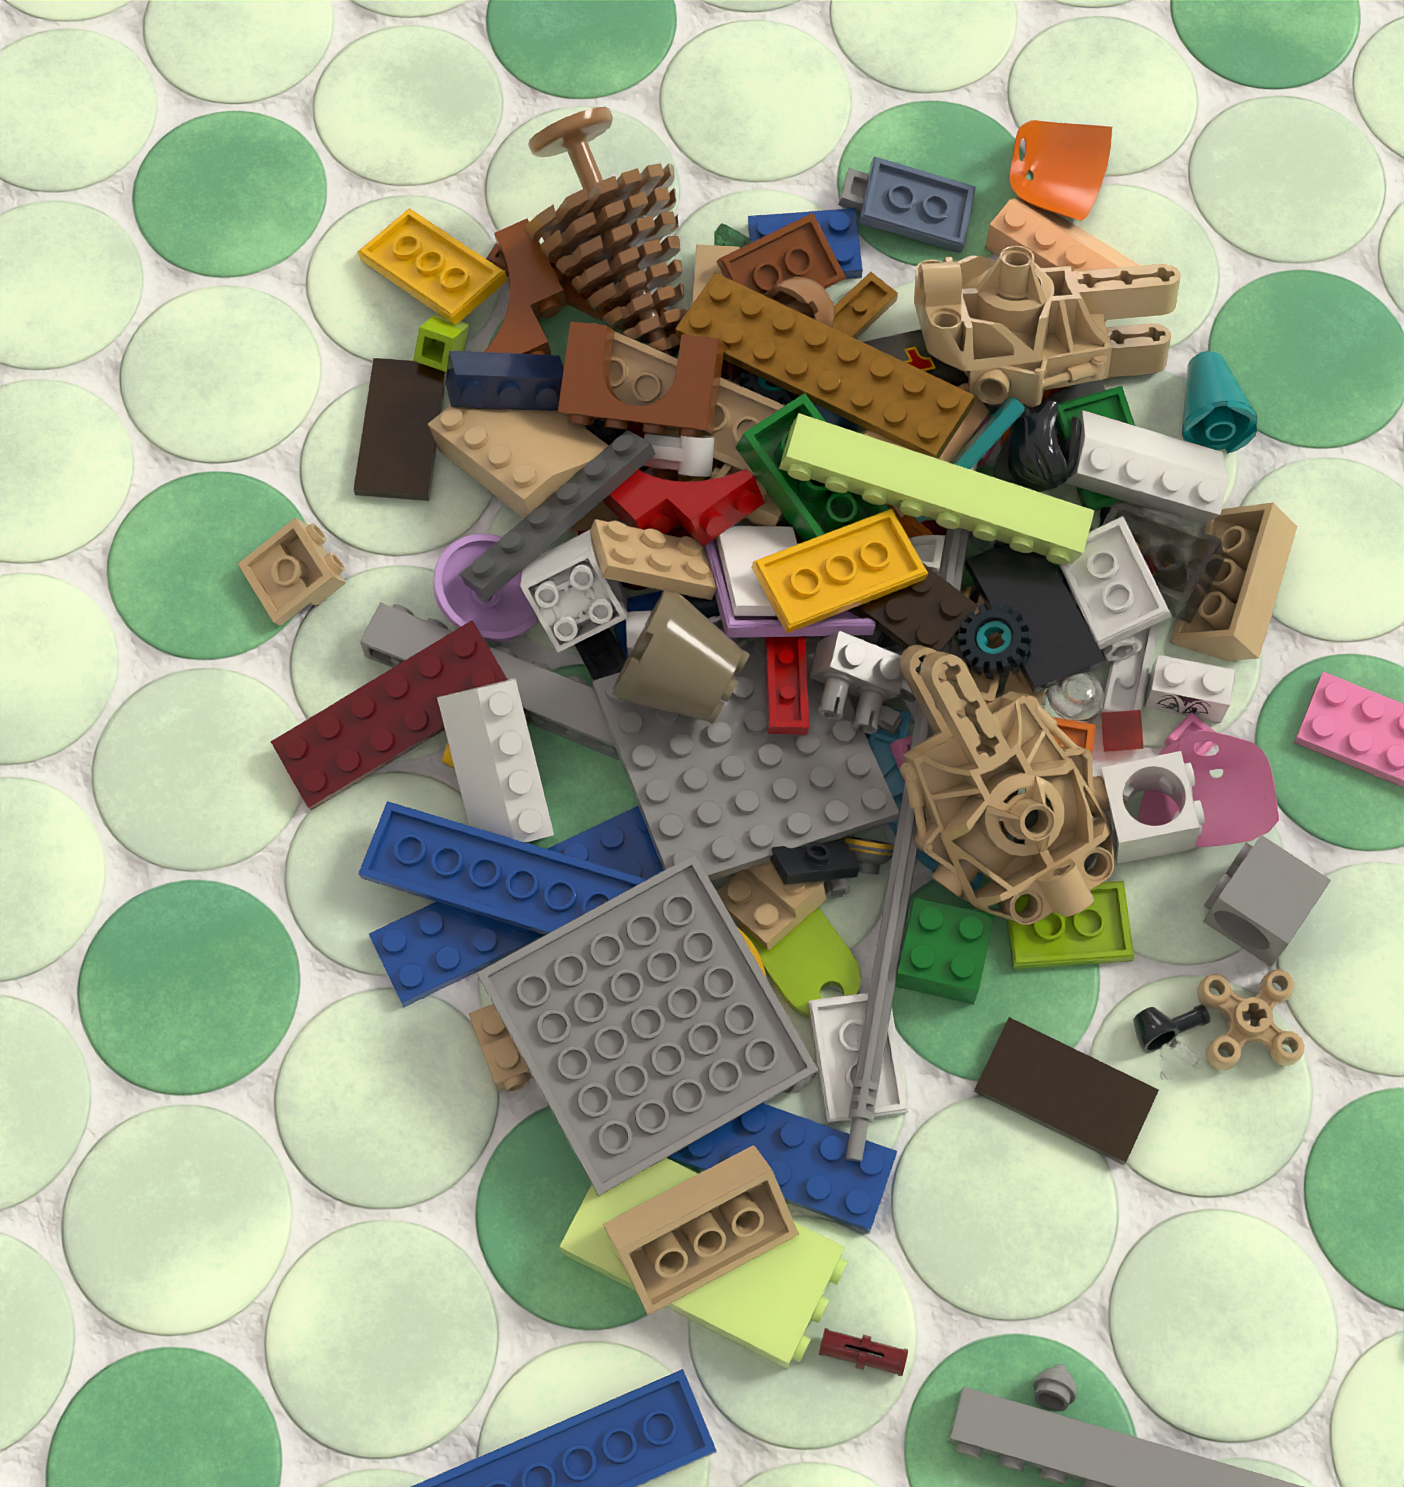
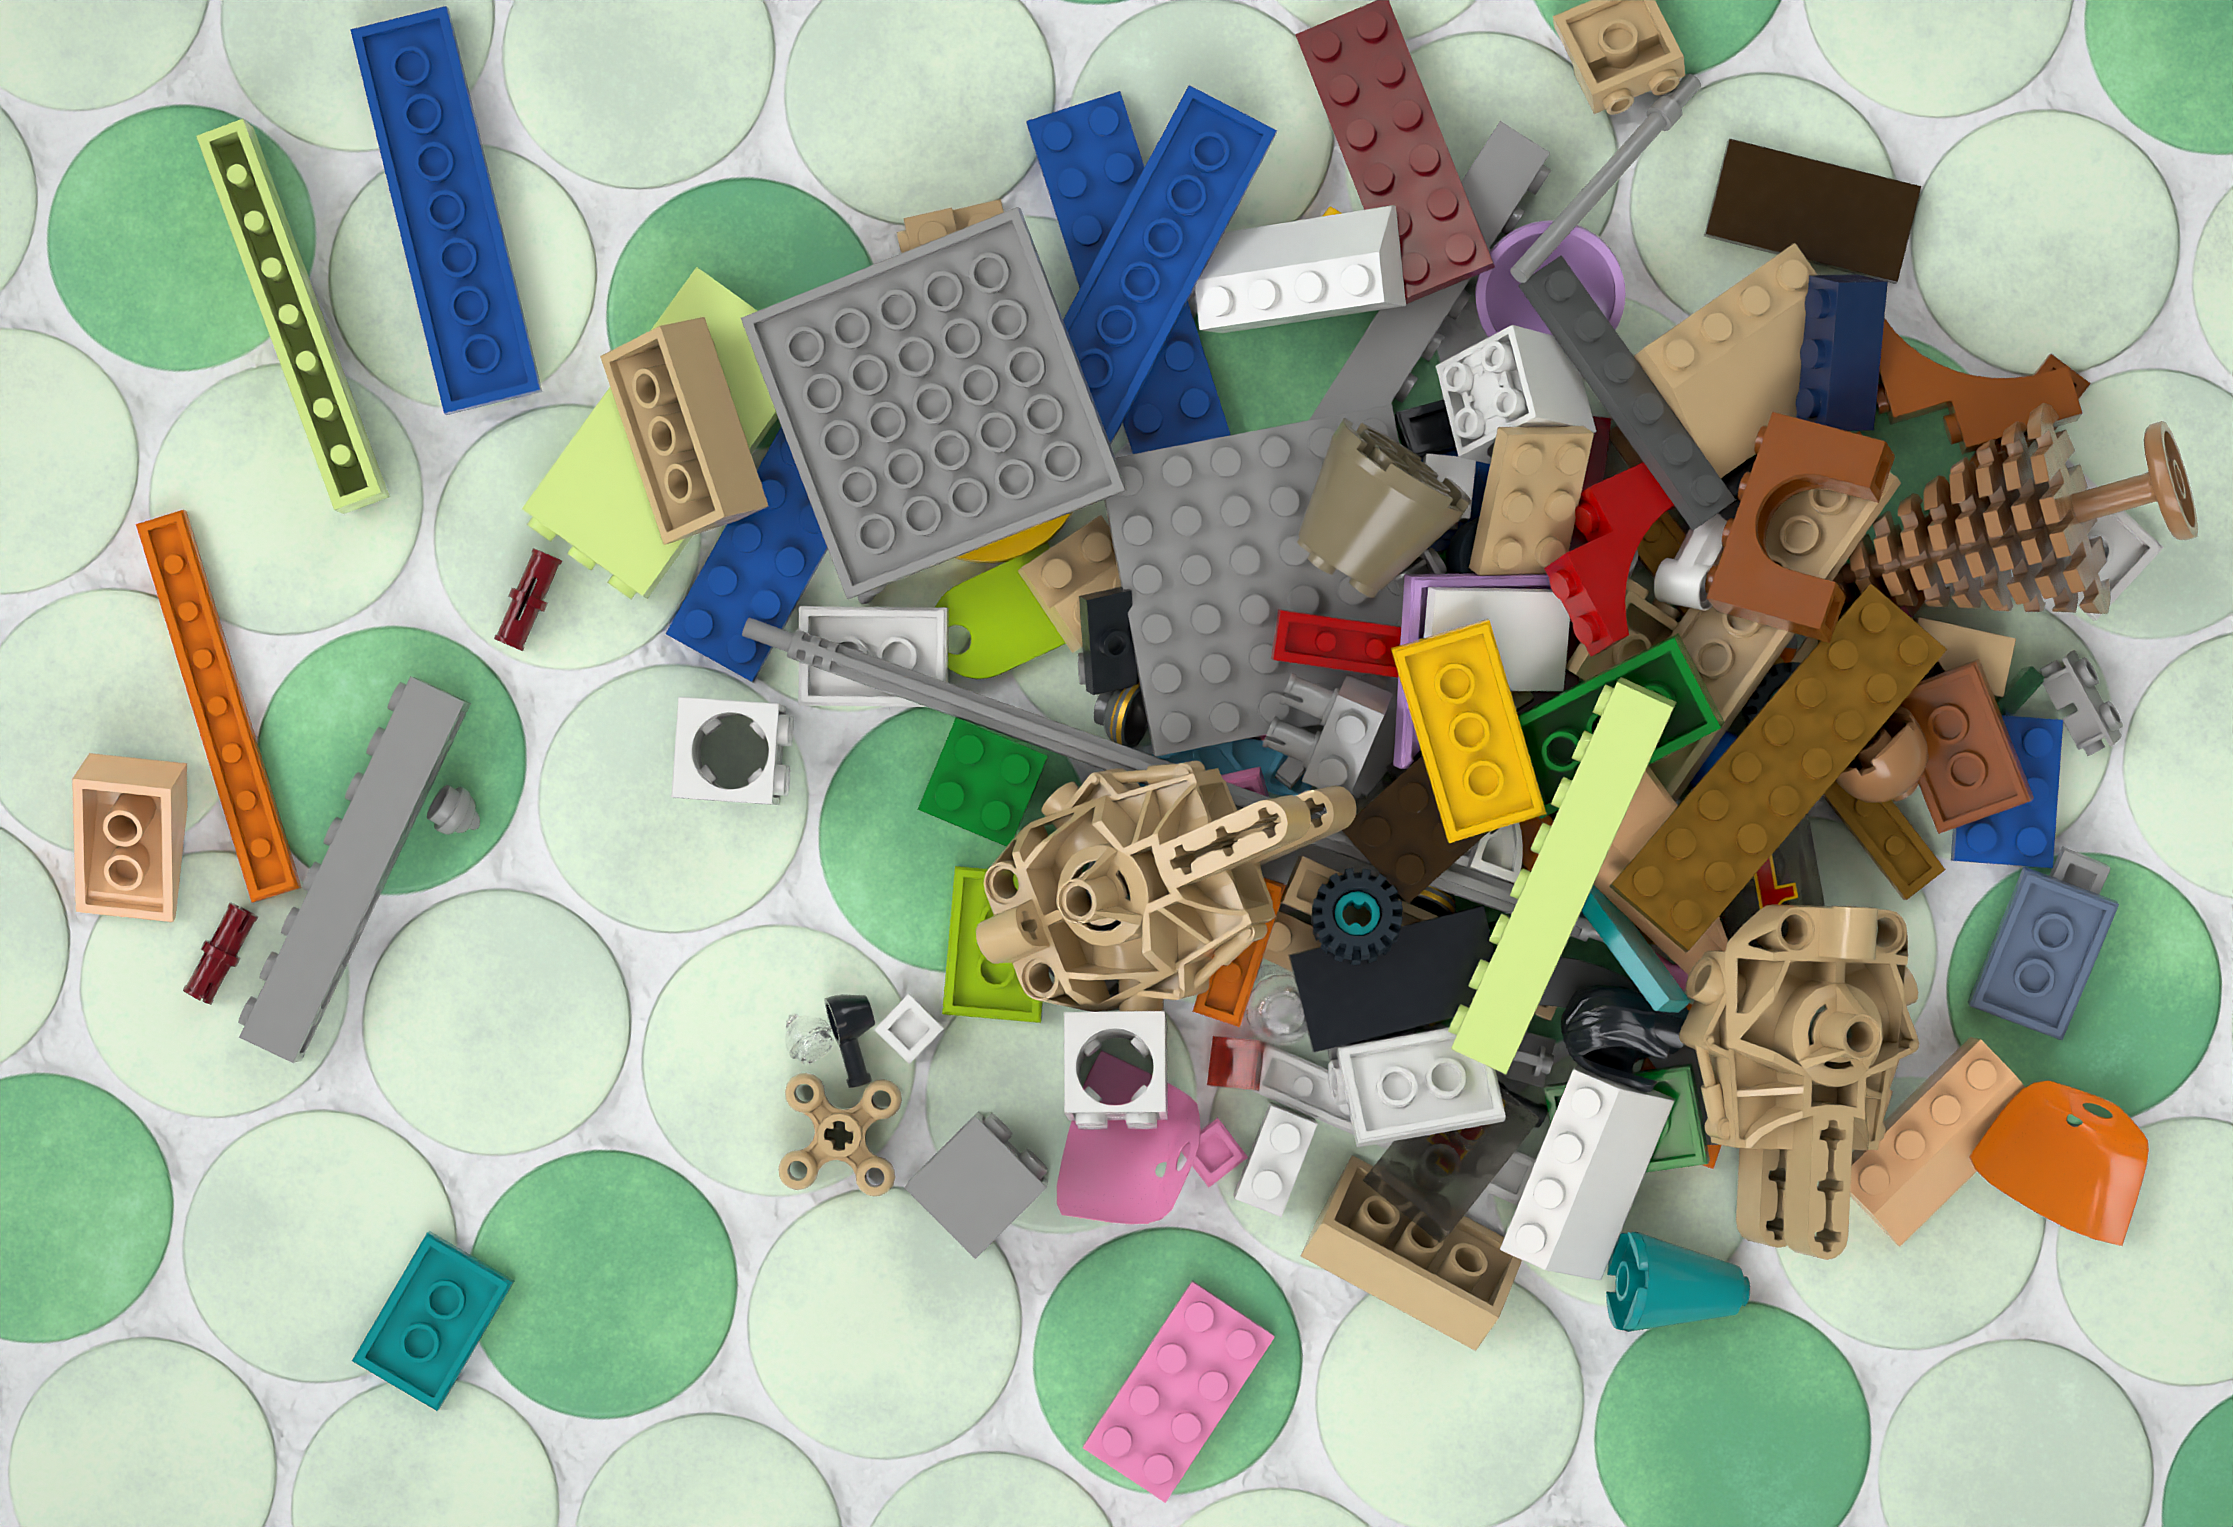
camera: 100 degrees right, 20 degrees up
(343, 536) = (1660, 117): none -> light grey bar
(432, 266) = (2045, 279): yellow tile -> none
(436, 339) = (1923, 277): lime brick -> none
(744, 197) = (2077, 685): none -> light grey hinge
(938, 1182) = (703, 717): none -> white brick
(1066, 1091) = (793, 897): dark brown tile -> none
(1152, 980) = (909, 1028): none -> white plate

